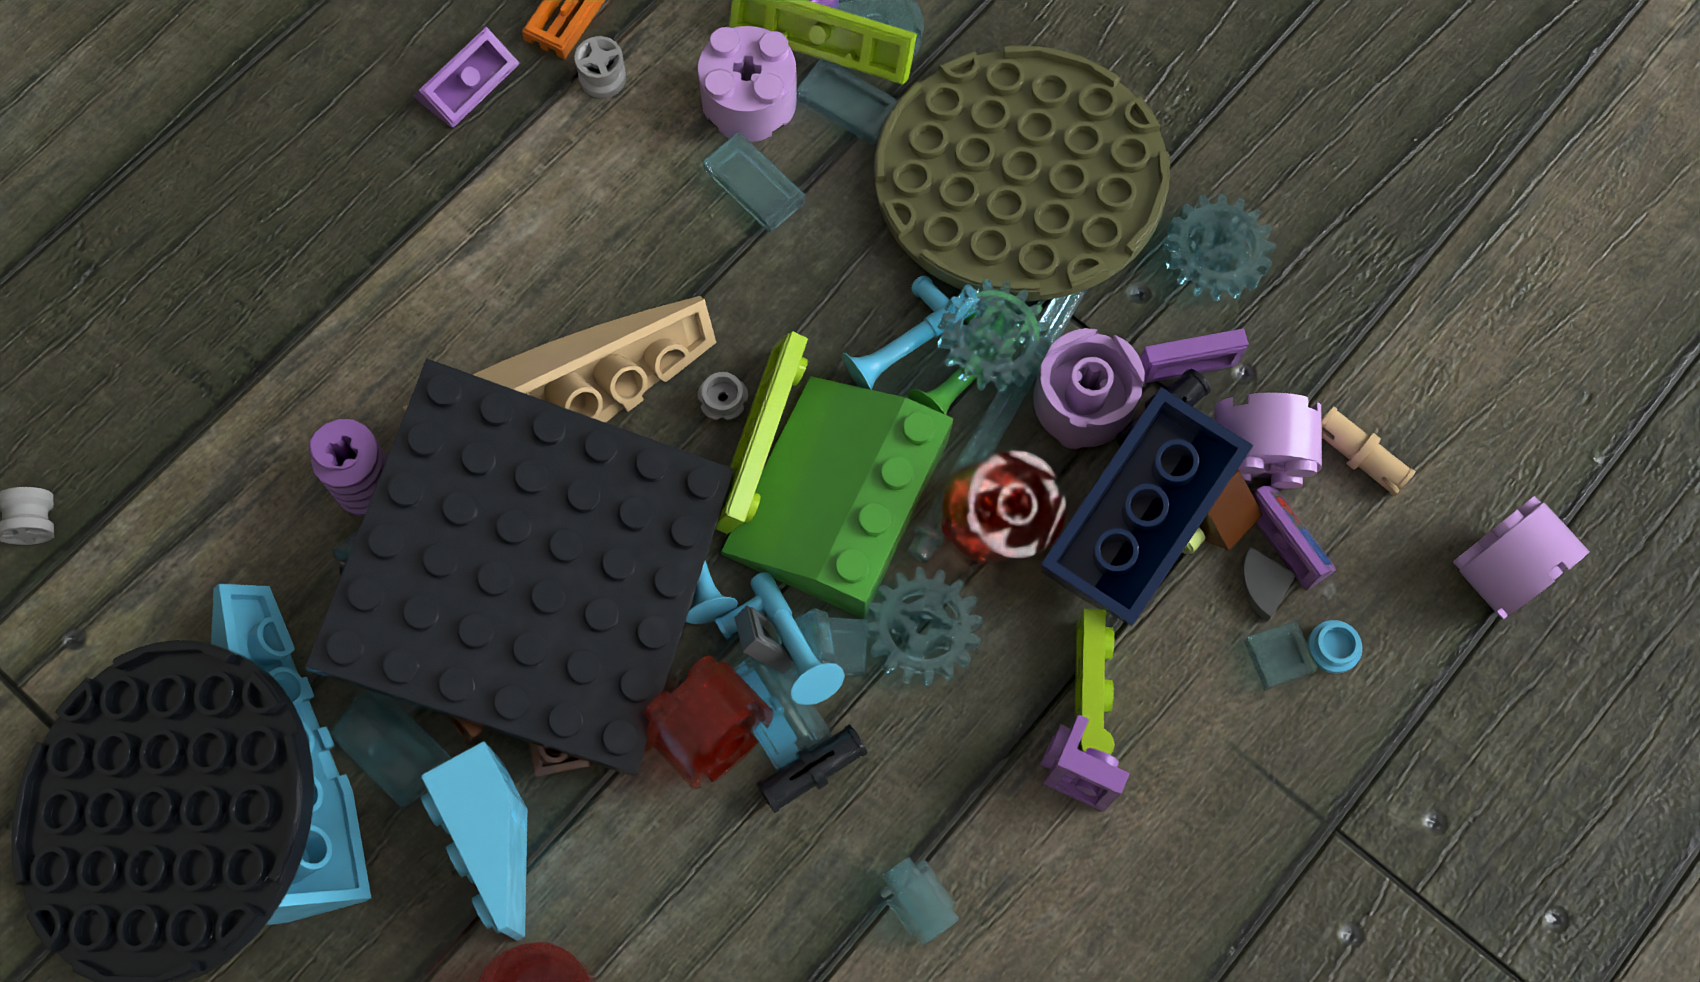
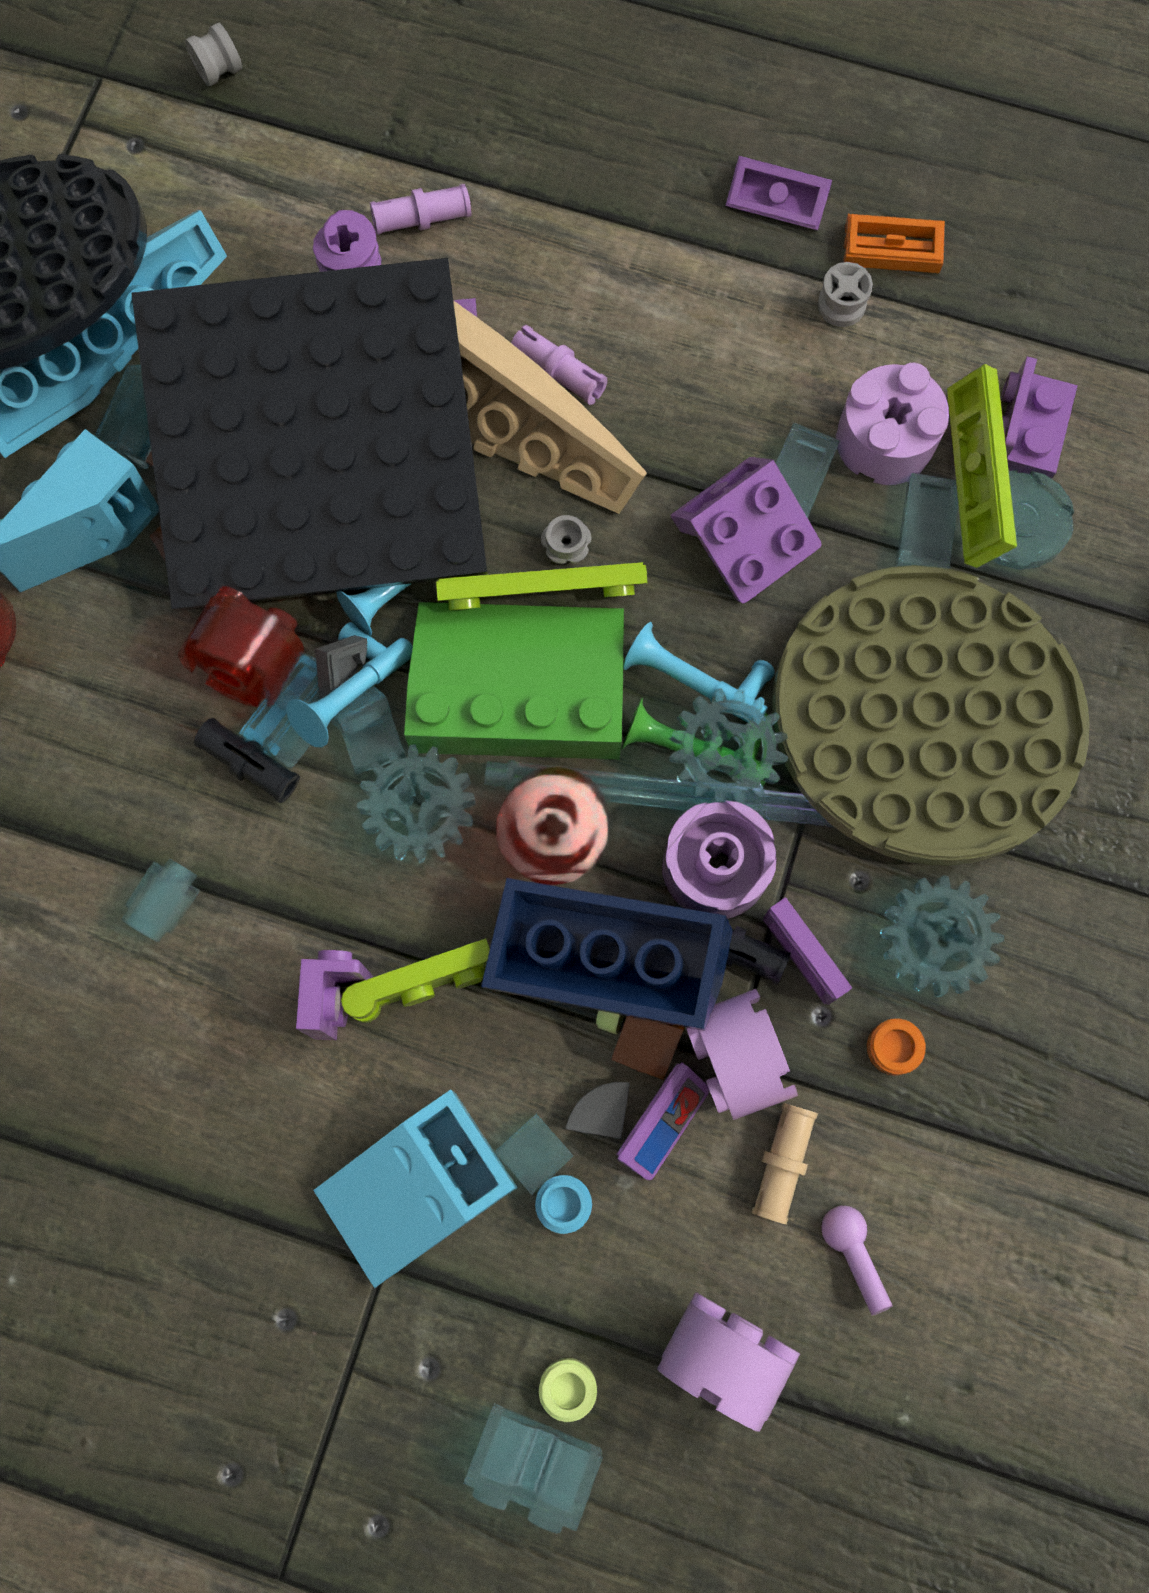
camera: 70 degrees right, 5 degrees up
(313, 387) = (420, 209): none -> lavender pin
(546, 328) = (561, 365): none -> lavender pin
(782, 236) = (749, 526): none -> medium lavender bracket
(1282, 762) = (414, 1188): none -> medium azure slope
(1294, 325) = (896, 1047): none -> orange tile
(1433, 431) = (846, 1232): none -> lavender bar
(1492, 708) = (567, 1389): none -> yellowish green tile
(1552, 757) = (534, 1468): none -> clear light blue brick

